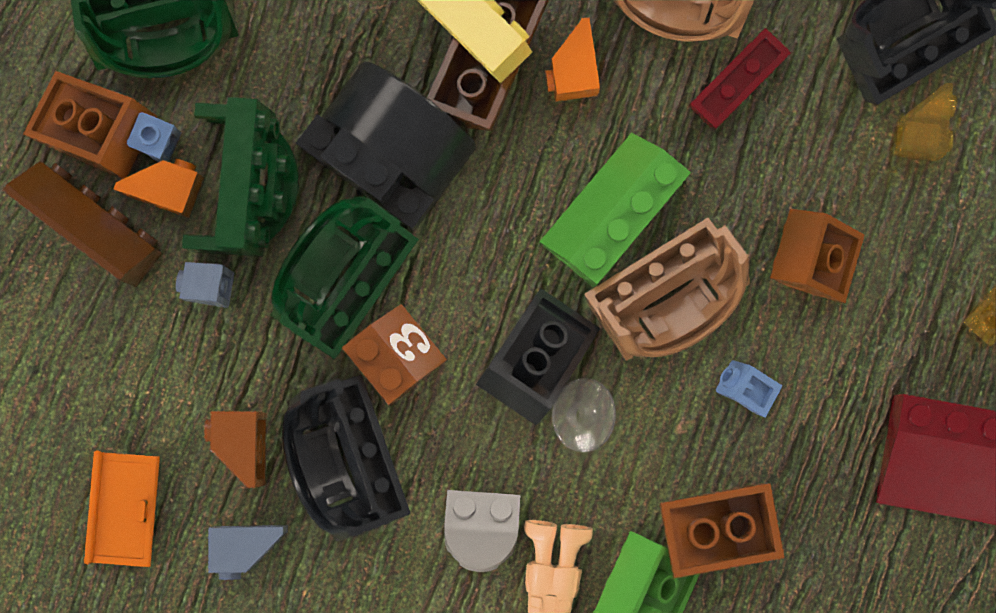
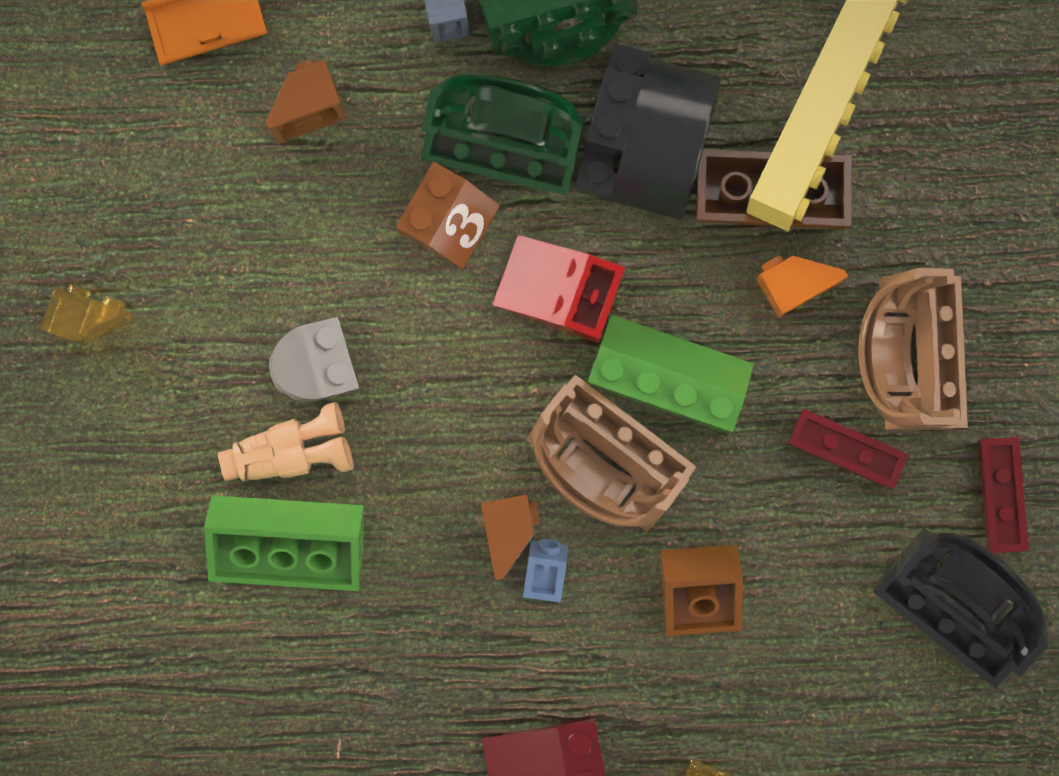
camera: 75 degrees right, 0 degrees up
(240, 548) = (209, 142): sand blue slope -> none
(318, 467) = (314, 185): black piece -> none
(499, 278) = (559, 287): none -> slope
(538, 357) = (498, 354): black slope -> none
(595, 419) = (462, 433): clear dish -> none
(705, 406) = (508, 530): none -> dark orange slope
(721, 530) = (395, 590): dark orange slope -> none
(925, 129) = (869, 649): clear yellow slope -> none

